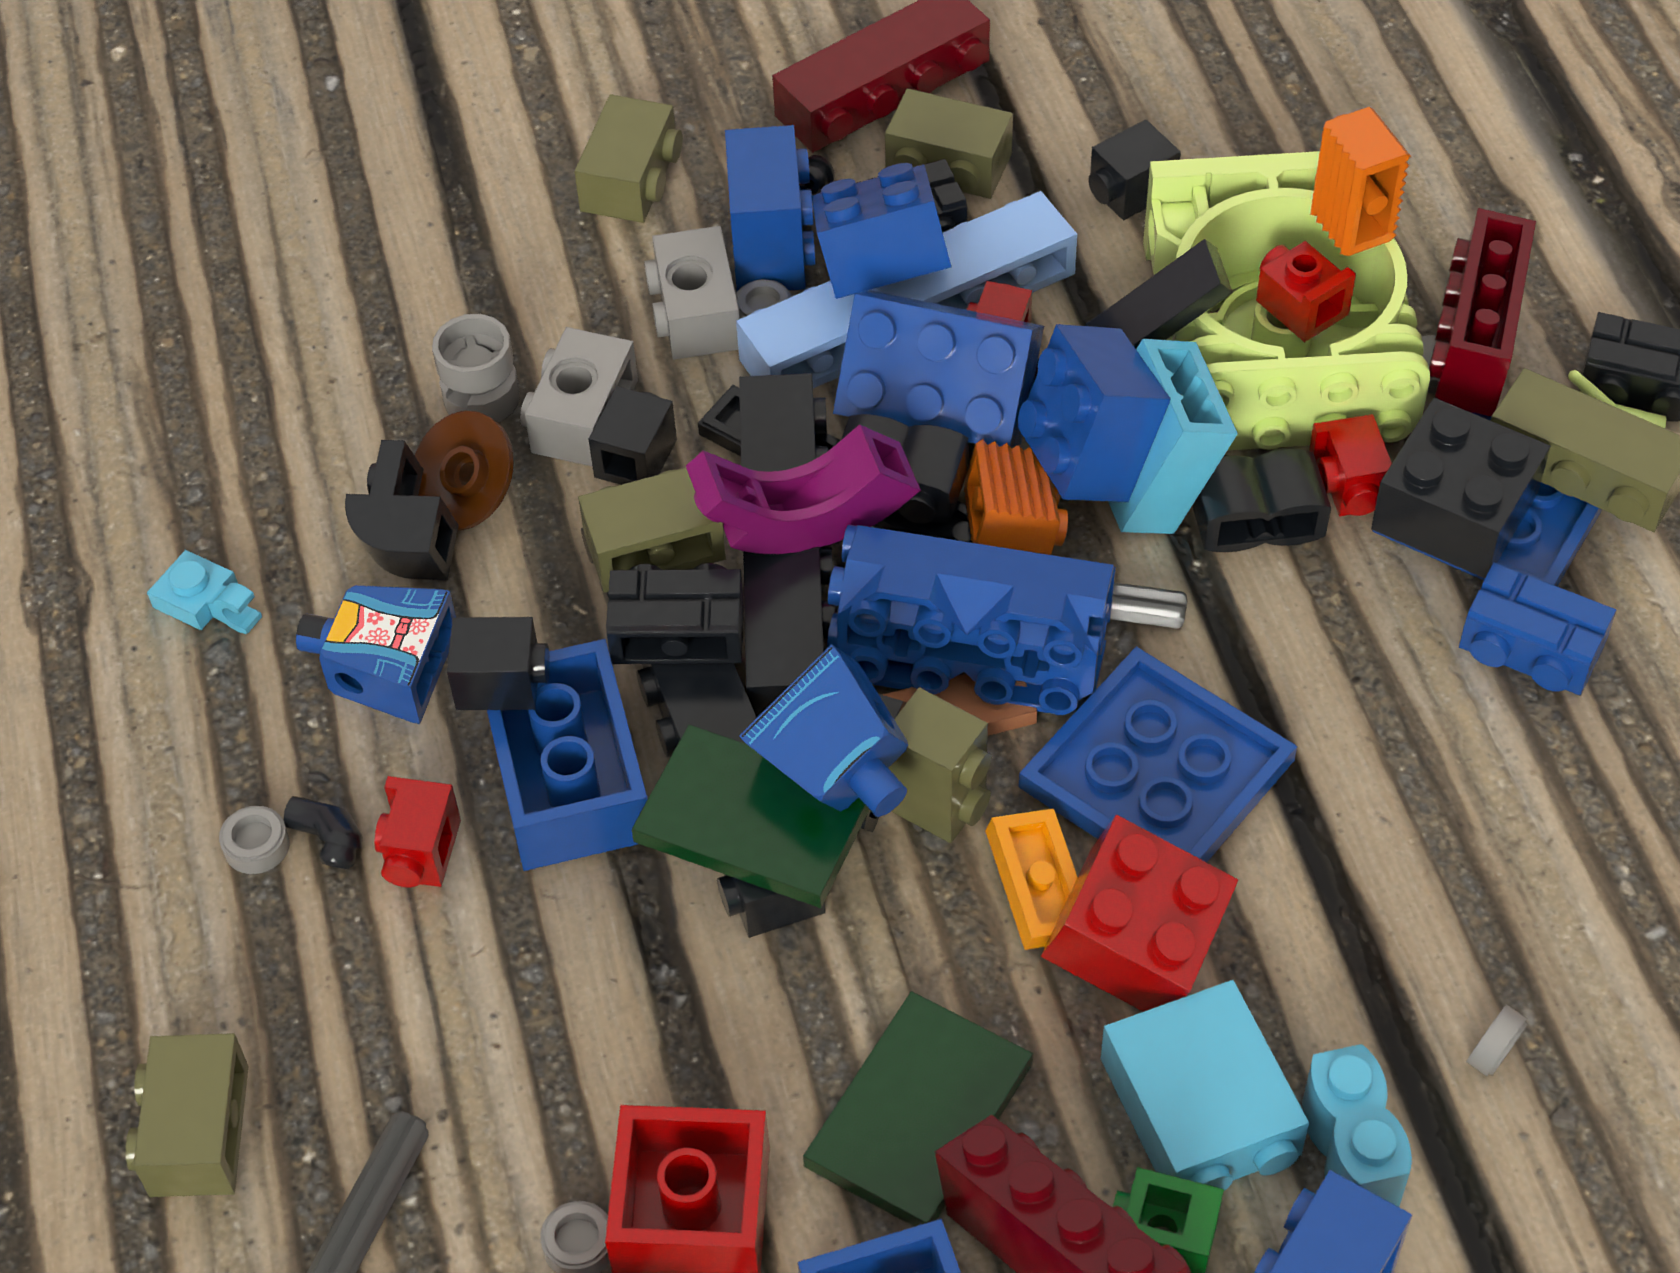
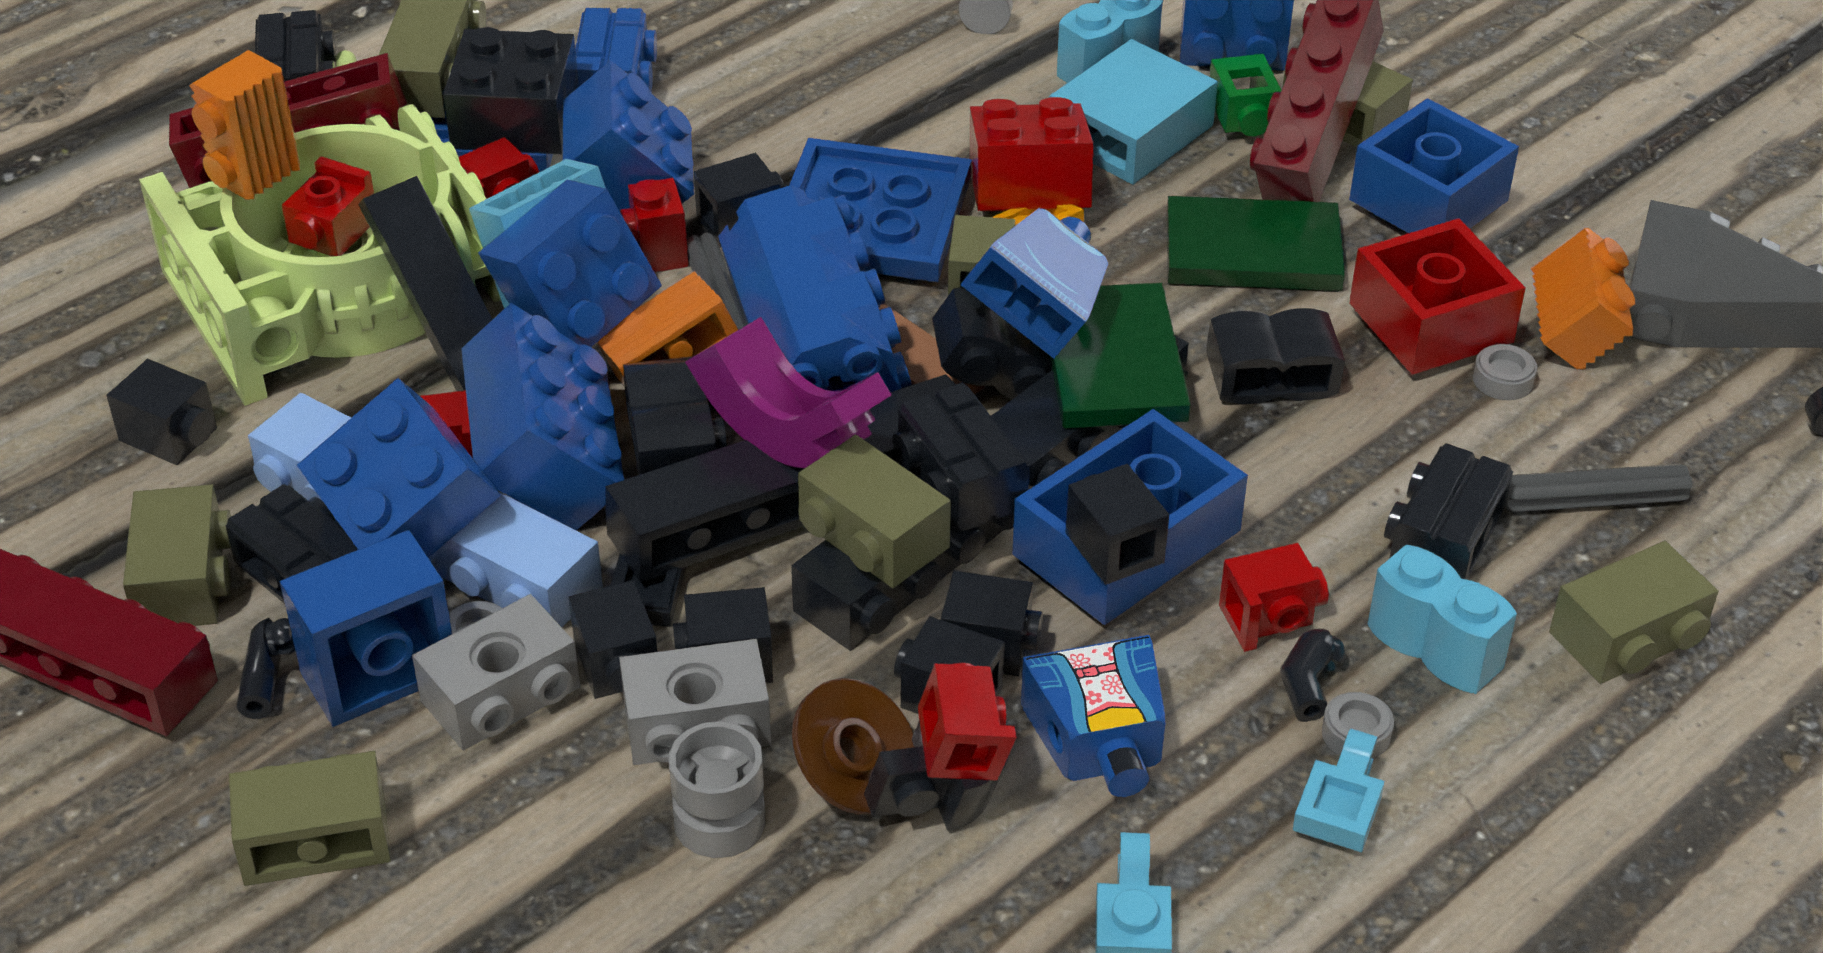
camera: 120 degrees left, 10 degrees down
(185, 769) = (1342, 798): none -> medium azure plate
(283, 943) = (1443, 619): none -> medium azure brick
(378, 485) = (964, 724): none -> red brick
(407, 1033) = (1451, 507): none -> black brick
(494, 564) = (944, 644): none -> black brick
(539, 593) = (996, 609): none -> black brick
(680, 367) = (606, 627): none -> black brick
(715, 1009) = (1274, 356): none -> black brick
(1209, 548) = (658, 223): none -> red brick
(1226, 649) = (726, 185): none -> black brick
(1315, 553) = (627, 134): none -> blue brick

